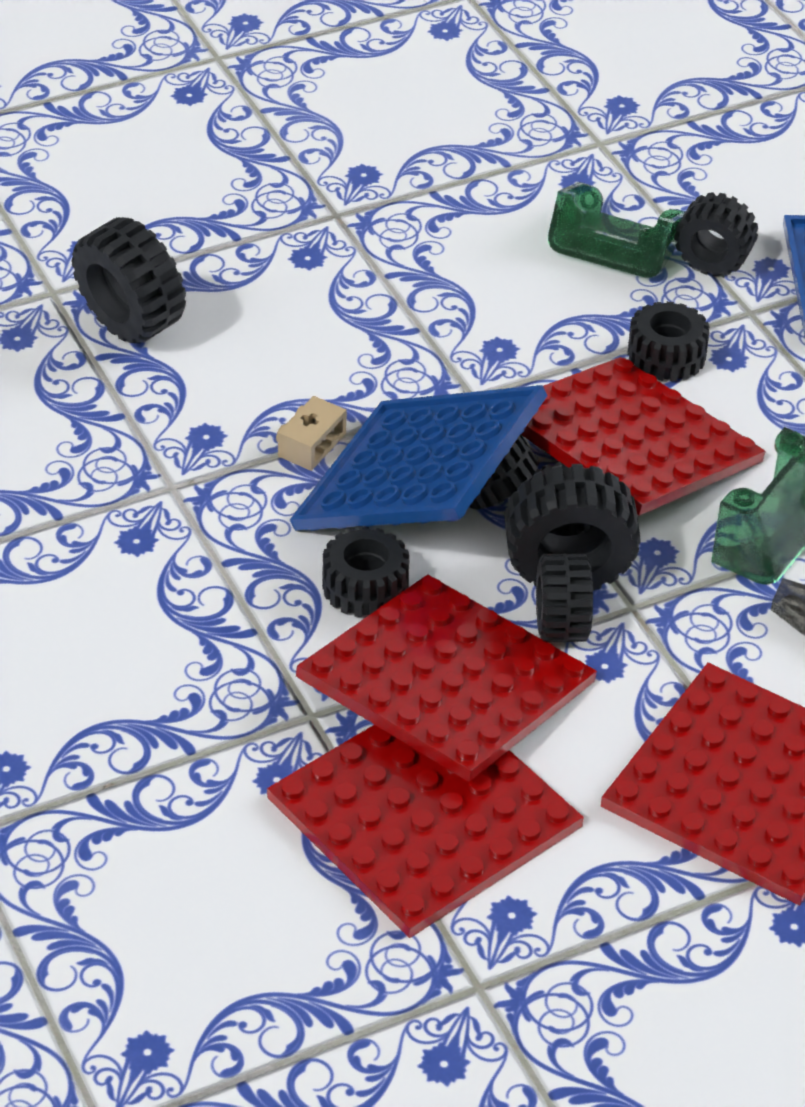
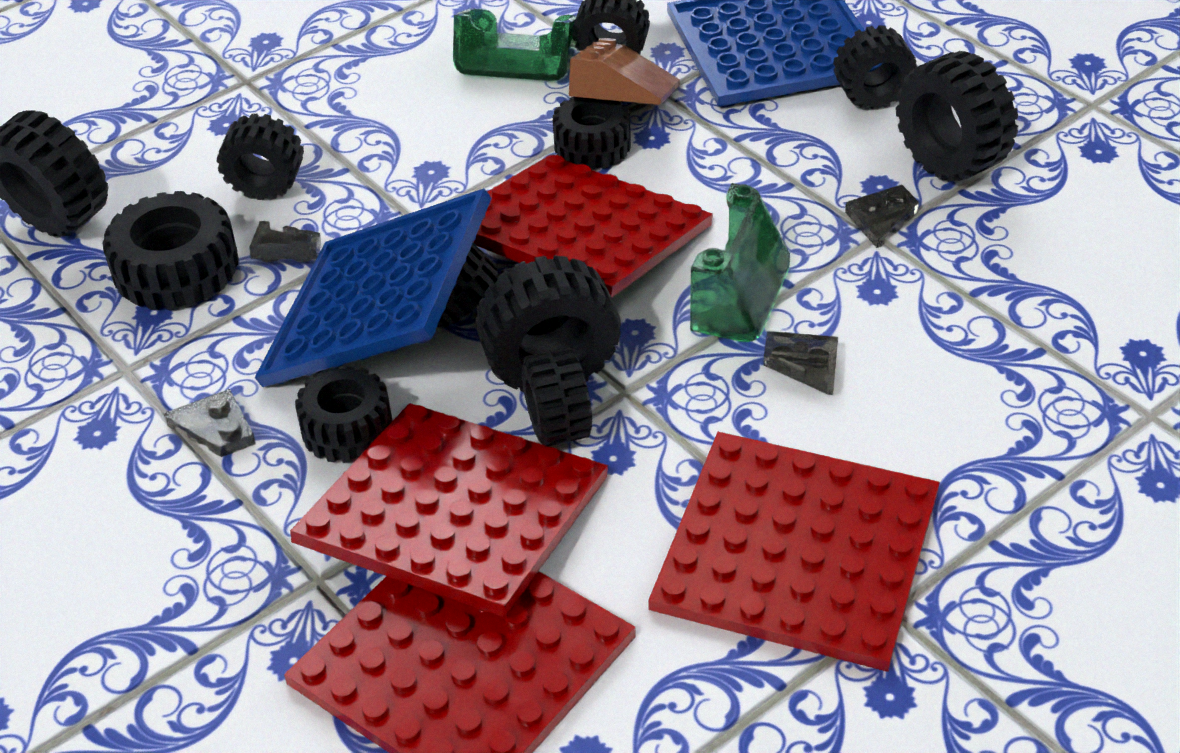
camera: 10 degrees left, 0 degrees up
(234, 406) = (170, 250): none -> black tyre
(244, 554) = (214, 423): none -> clear smoke wing
(311, 433) = (261, 286): tan brick -> none
(330, 285) = (267, 139): none -> black tyre
(349, 394) = (290, 244): none -> clear smoke wing
(710, 288) = (618, 74): none -> nougat slope

